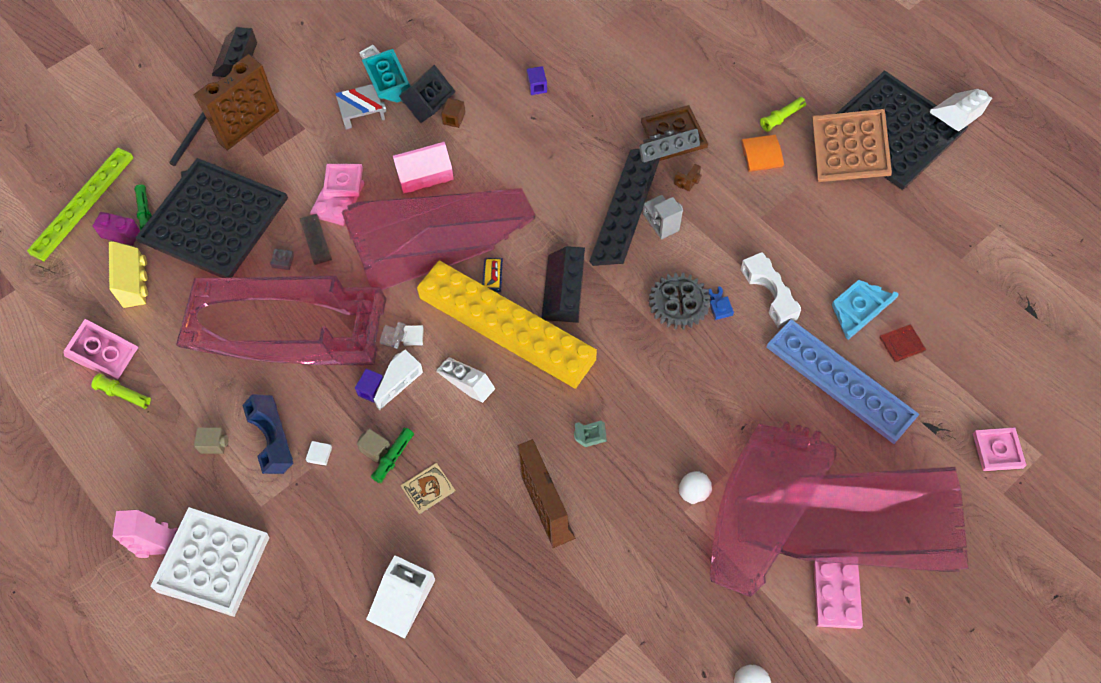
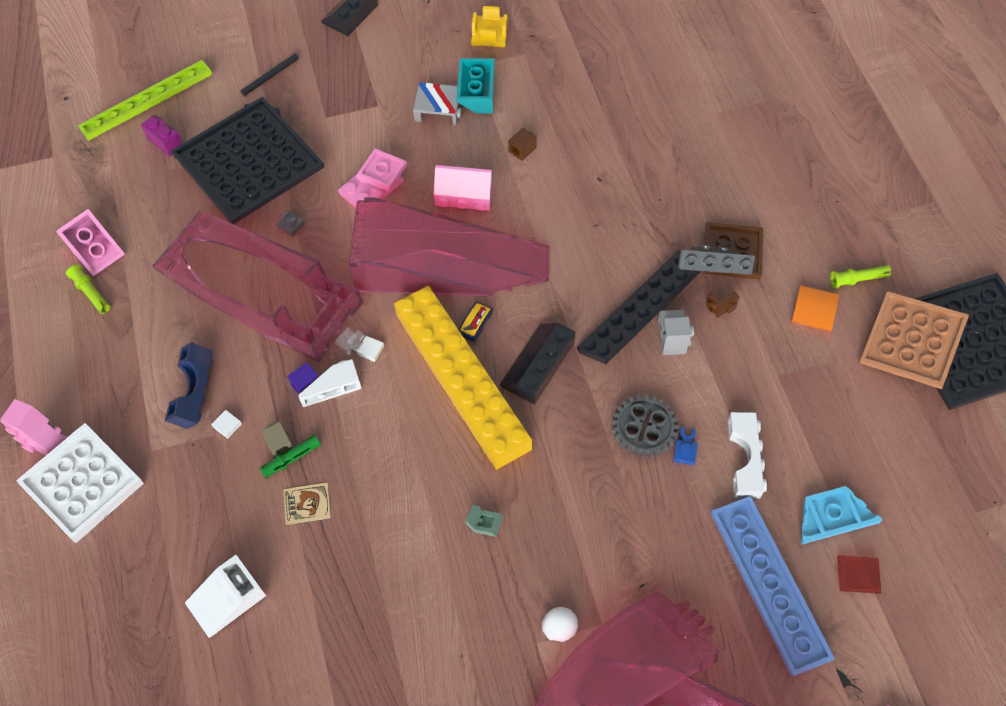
camera: 25 degrees right, 0 degrees up
(127, 274) = (147, 182): light yellow slope -> none
(143, 212) = (199, 111): green pin -> none
(211, 440) = (139, 369): dark tan brick -> none
(238, 102) = (322, 57): reddish brown piece -> none
(315, 239) = (329, 217): clear smoke plate -> none
(368, 52) = (475, 53): white tile -> none
(371, 26) = (489, 28): none -> yellow panel
(427, 94) = (505, 115): black slope -> none
(467, 379) = (396, 413): white slope -> none
(537, 80) = (621, 142): dark purple brick -> none
(544, 495) = (401, 555): reddish brown piece -> none

